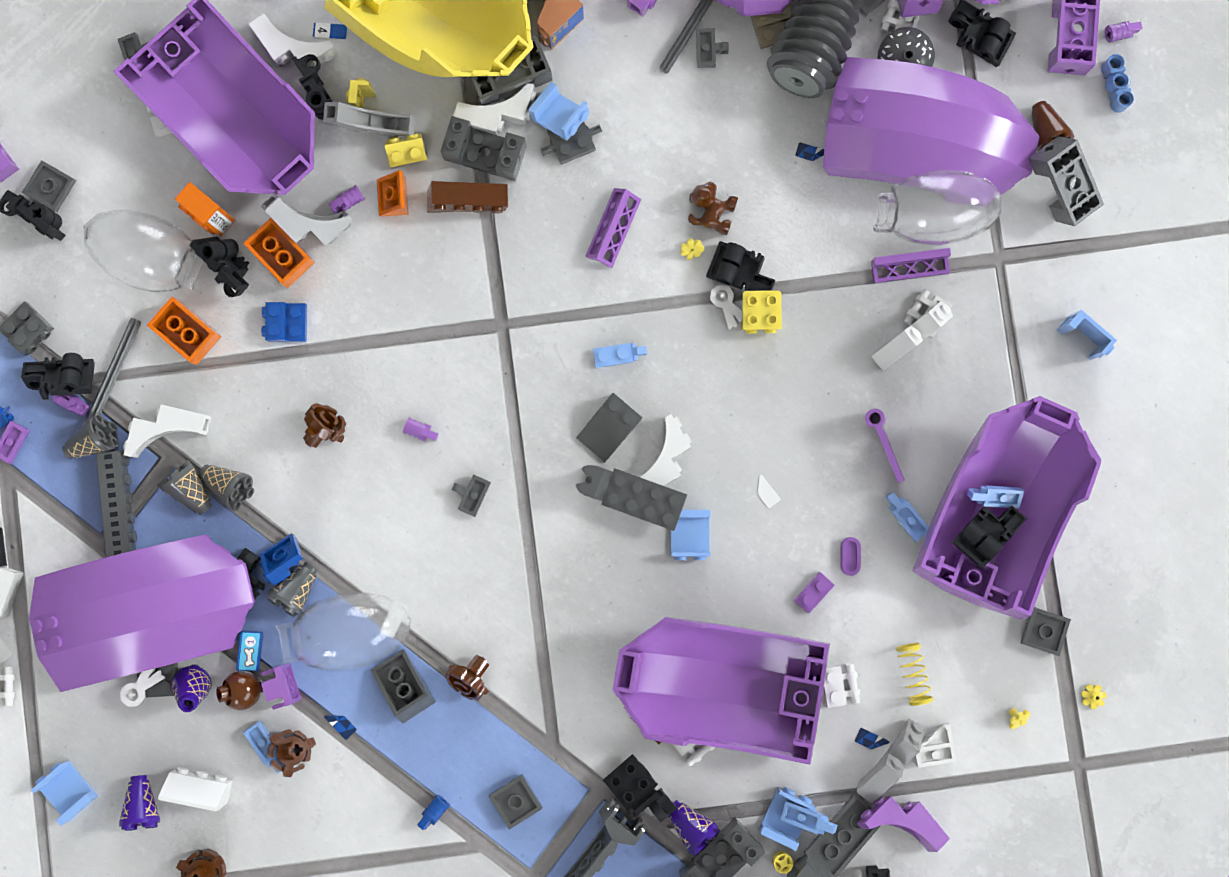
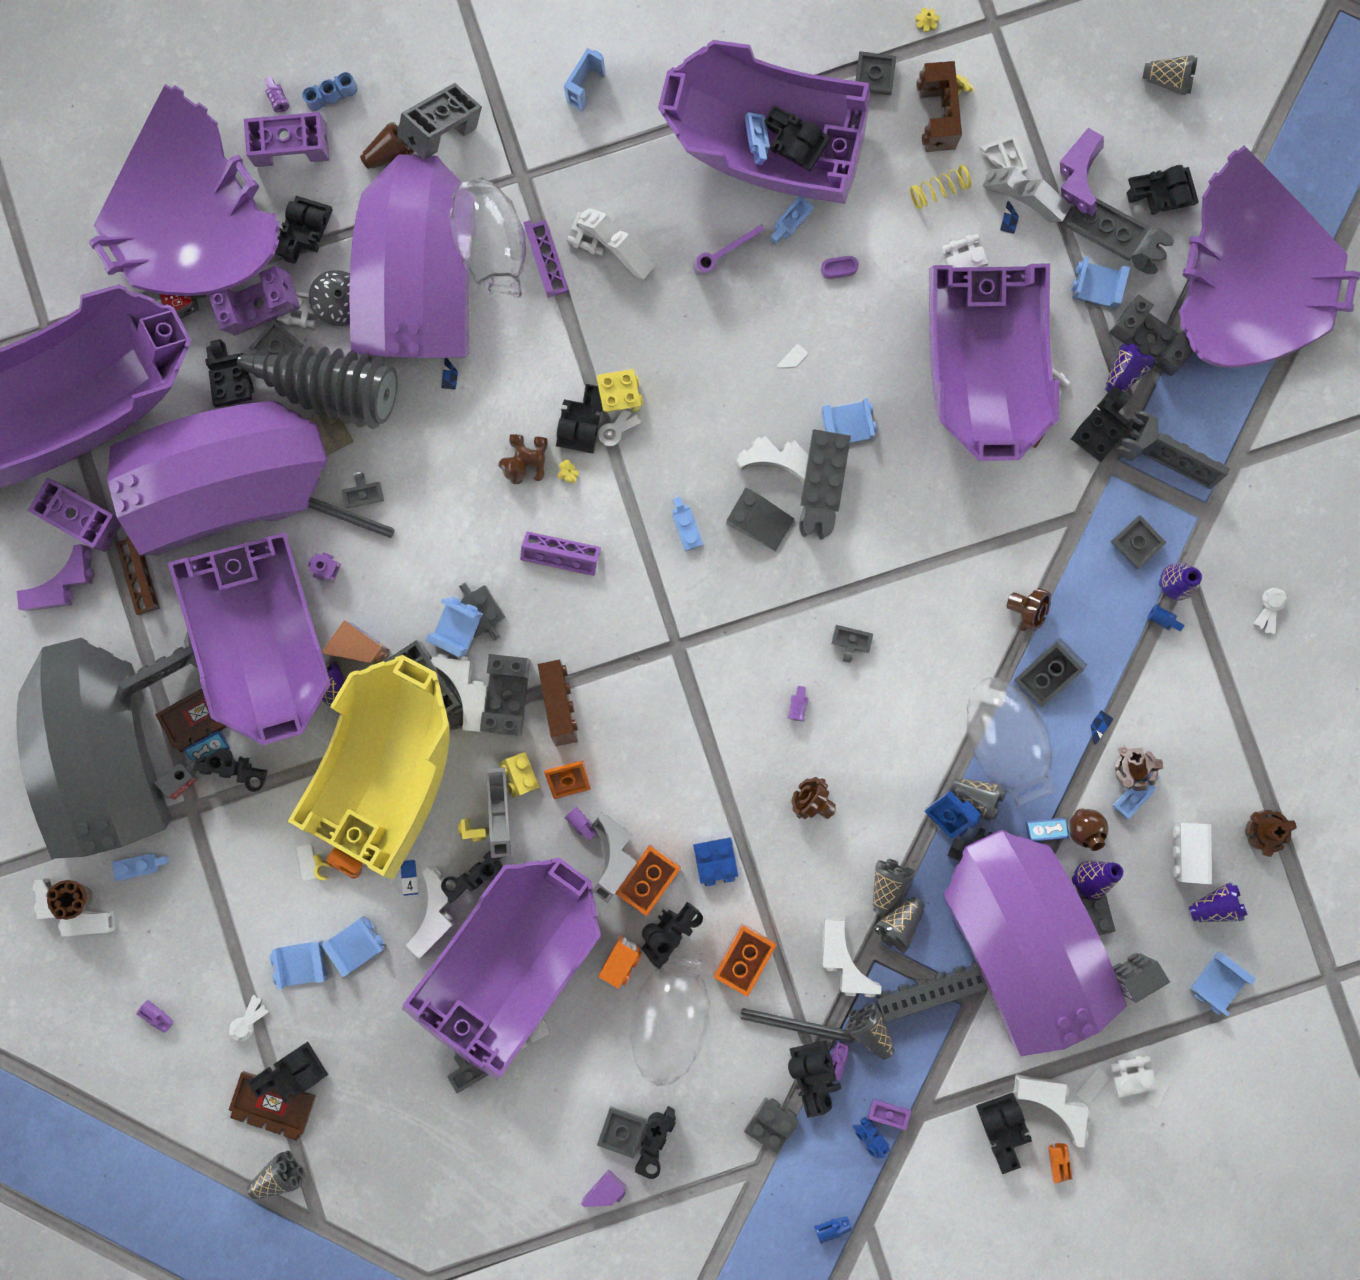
camera: 95 degrees left, 0 degrees up
(84, 708) = (1140, 977): none -> dark grey brick
(134, 693) = (1112, 933): white piece -> none
(282, 686) = (1077, 789): medium lavender panel -> none
(471, 830) = (1180, 581): none -> dark purple cone
(784, 865) = (1145, 276): light yellow wheel -> none
(807, 819) = (1098, 262): light blue hinge -> none
(814, 592) = (881, 295): medium lavender plate -> none
(1025, 691) = (934, 81): none -> reddish brown plate

